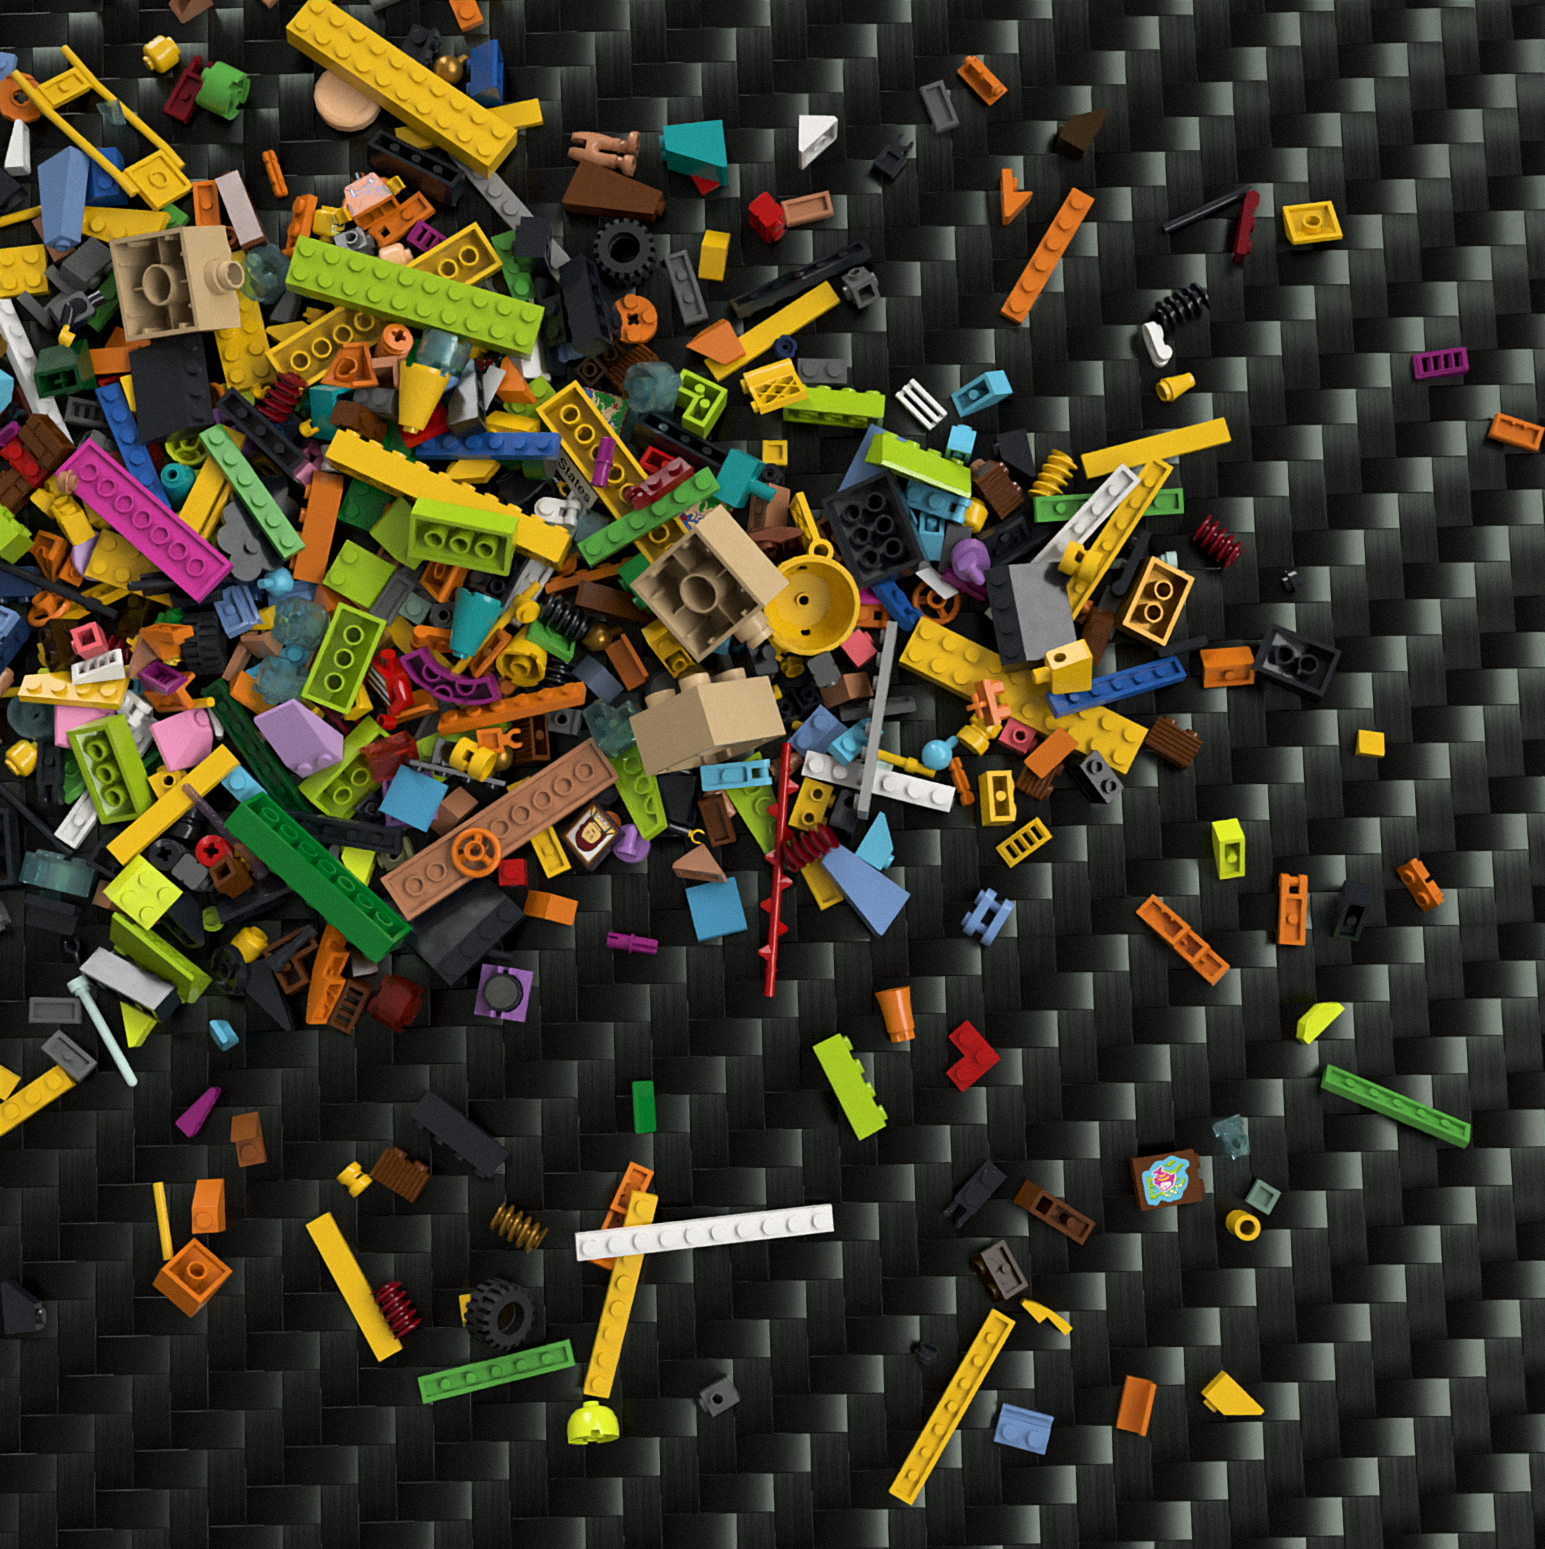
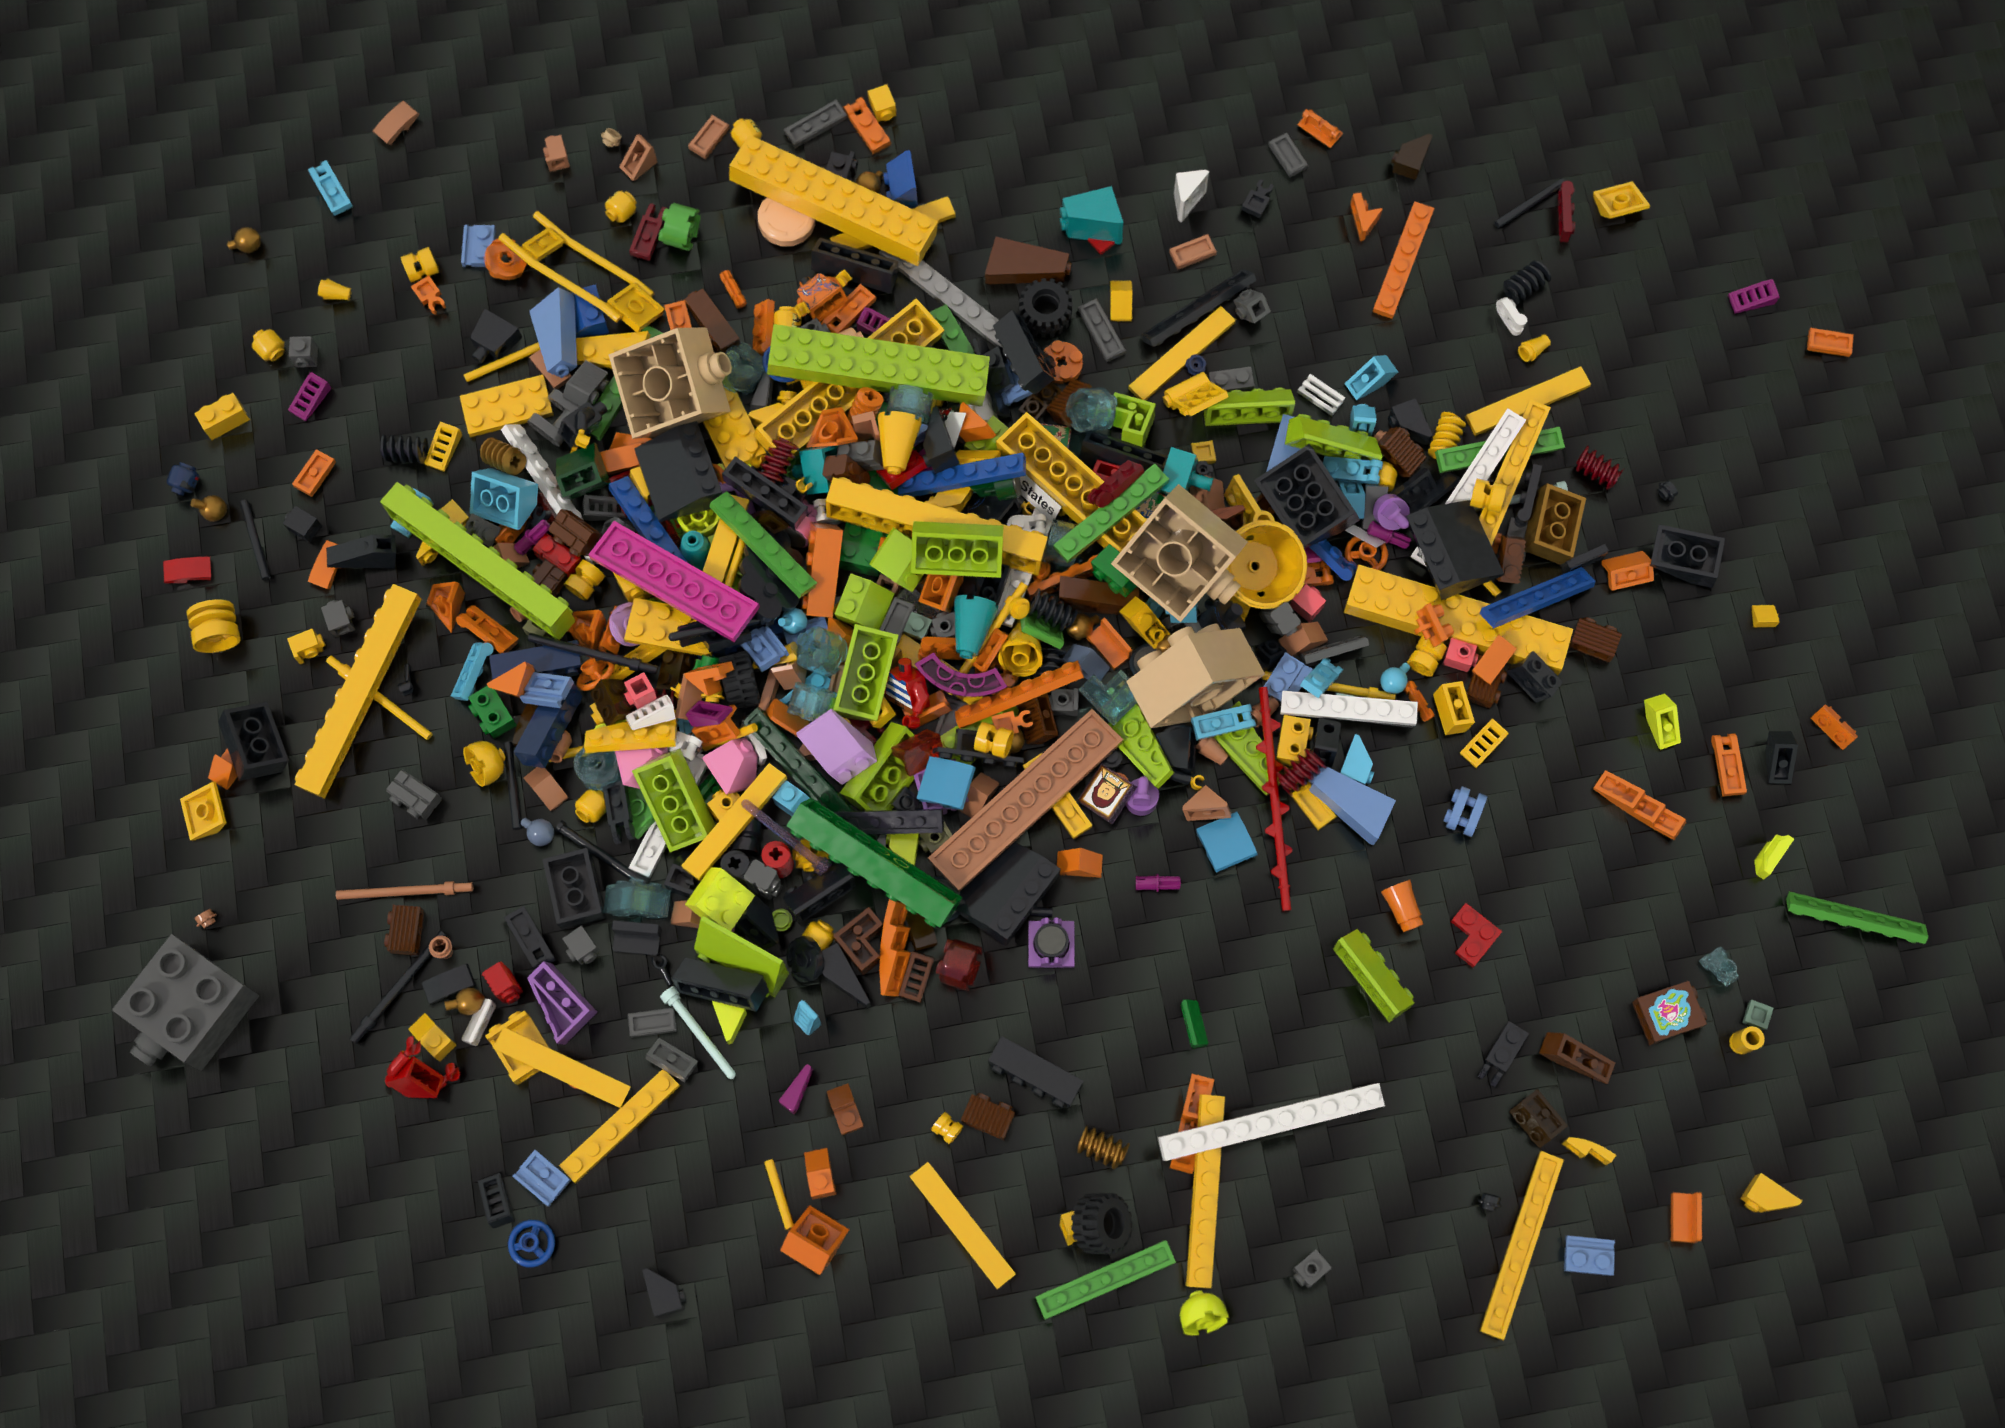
camera: 10 degrees left, 10 degrees down
(18, 153) = (510, 307): white slope -> none
(67, 481) = (603, 557): nougat plate -> none
(72, 520) = (606, 594): yellow brick -> none
(112, 111) = (585, 259): clear light blue tile -> none
(230, 876) = (796, 874): reddish brown brick -> none
(288, 950) = (850, 940): black piece -> none
(396, 1309) = (1005, 1237): dark red piece -> none
(478, 833) = (1009, 813): orange piece -> none
(513, 873) = (1042, 837): red brick -> none
(533, 245) = (967, 311): black brick -> none
(595, 142) = (999, 225): nougat piece -> none
(603, 462) = (1064, 474): magenta axle -> none
(717, 820) = (1213, 764): reddish brown tile -> none
(718, 343) = (1141, 368): orange slope -> none
(767, 218) = (1162, 261): red brick -> none
(792, 666) = (1254, 625): yellow plate -> none
(874, 729) = (1337, 662): light grey plate -> none
(1066, 669) = (1496, 584): yellow torso -> none

